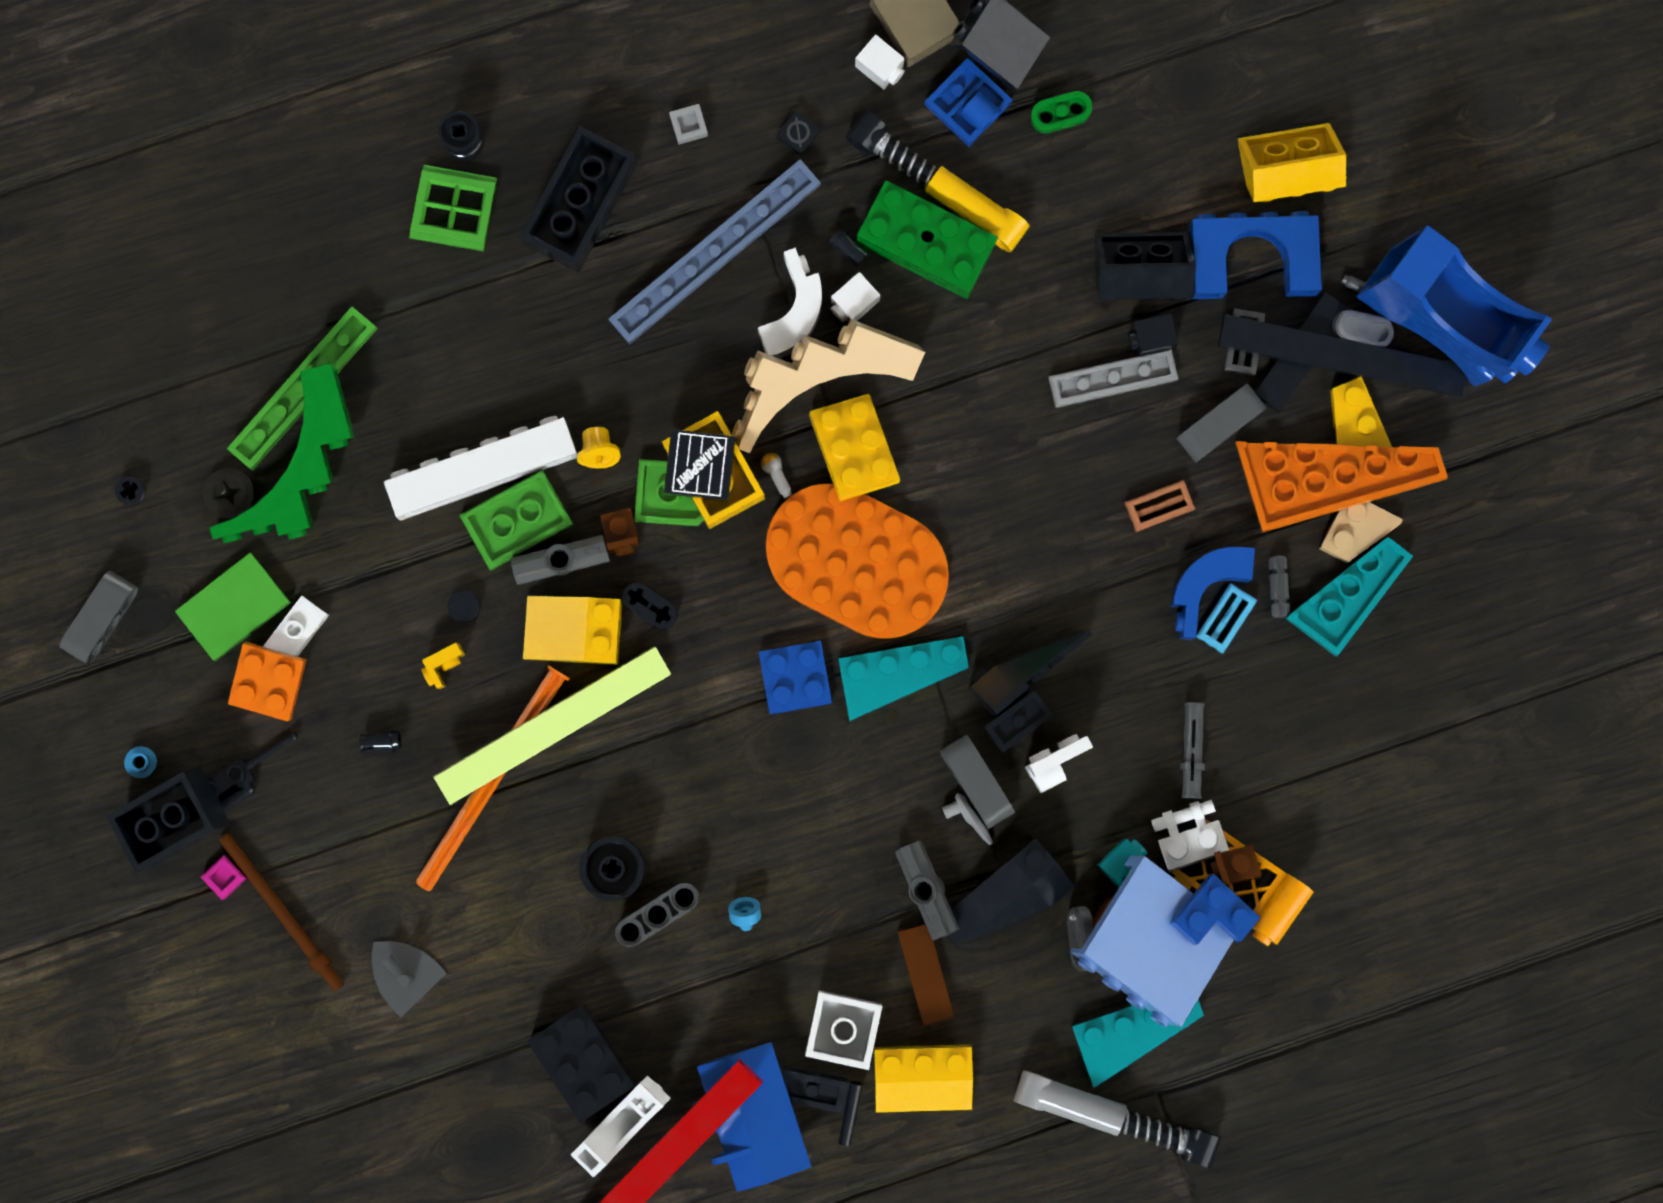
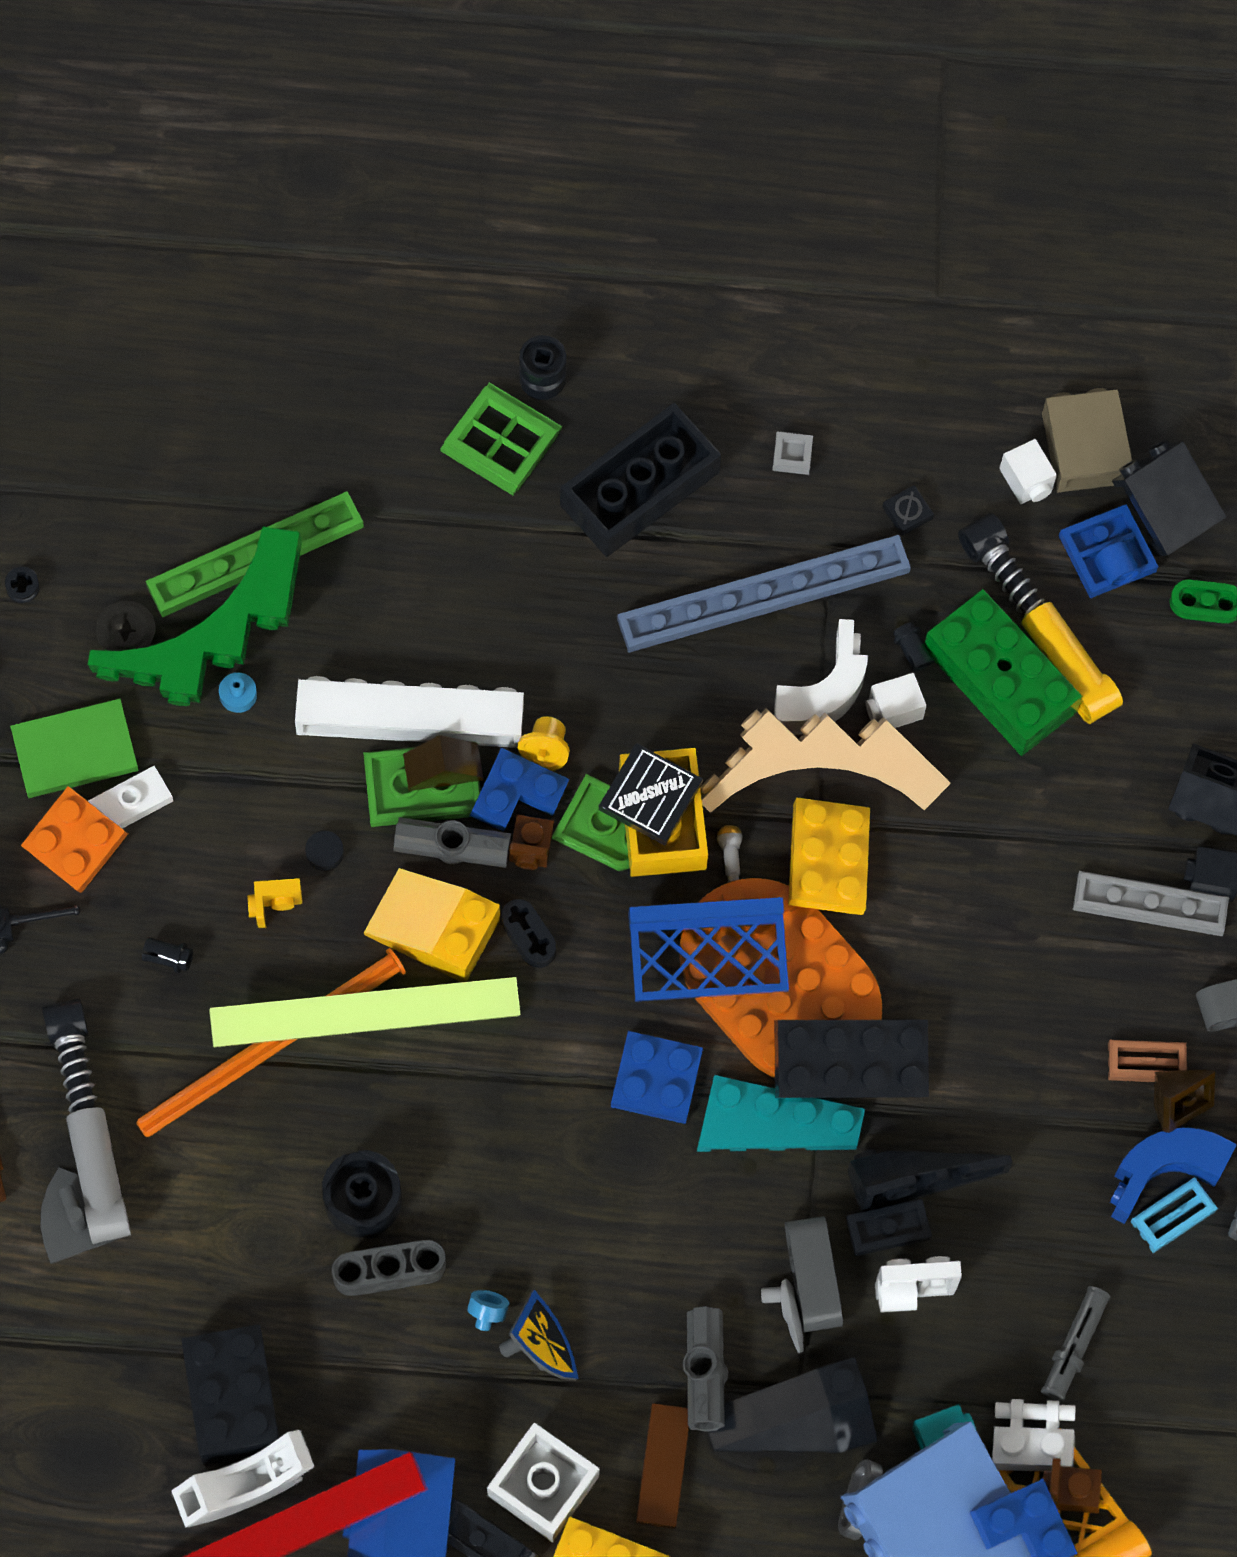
camera: 25 degrees right, 15 degrees down
(344, 512) = (237, 692): none -> dark azure tile
(422, 960) = (87, 1125): none -> light grey piece
(525, 500) = (442, 763): none -> dark brown slope
(584, 489) = (513, 780): none -> blue plate
(782, 539) = (703, 916): none -> blue fence
(796, 921) = (541, 1339): none -> shield
(937, 604) = (851, 1059): none -> black plate
(1198, 526) = (1182, 1096): none -> dark brown slope

